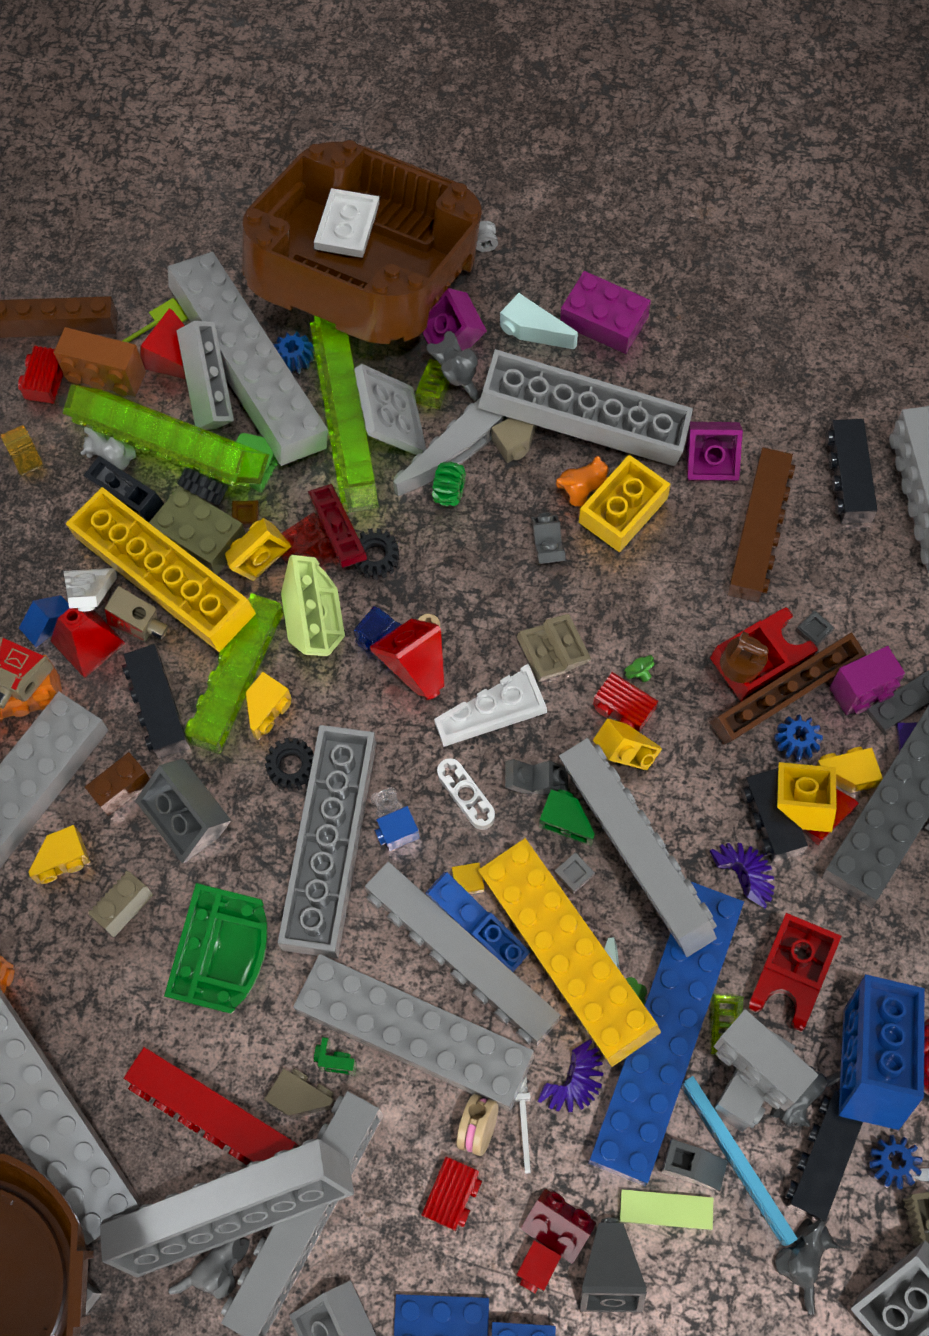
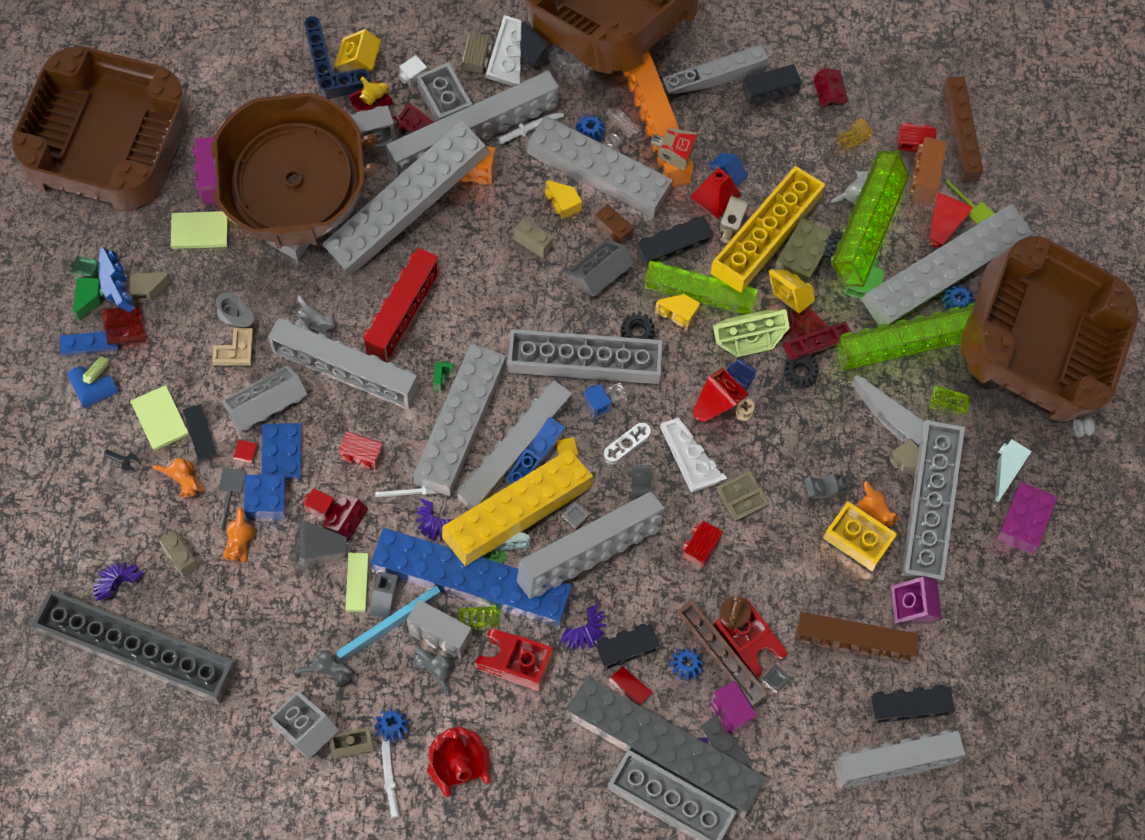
camera: 80 degrees right, 0 degrees up
(88, 587) = (747, 184): white wing -> none
(125, 488) = (829, 200): black slope -> none
(205, 375) = (924, 239): light grey brick -> none
(219, 949) = (507, 298): green slope -> none
(226, 1208) = (342, 313): light grey brick -> none
(246, 512) = (823, 283): reddish brown tile -> none
(298, 1098) = (417, 353): dark tan slope -> none
(346, 223) = (1066, 319): white plate -> none
(389, 410) = (913, 366): light grey plate -> none
(448, 483) = (860, 413): green gear -> none
(455, 314) = (1000, 408): magenta slope -> none
(456, 364) = (959, 410): dark grey animal -> none
(477, 1125) = (402, 460): tan head -> none
(566, 818) = (614, 500): green slope -> none
(626, 745) = (668, 543): yellow slope -> none
(640, 668) = (730, 554): bright green plant -> none
(764, 1061) = (444, 619): light grey brick -> none
(807, 795) = (640, 663): yellow slope -> none
(824, 1162) = (394, 681): black brick -> none
(854, 770) = (665, 702): yellow slope -> none
(882, 1052) = (459, 703): blue brick -> none

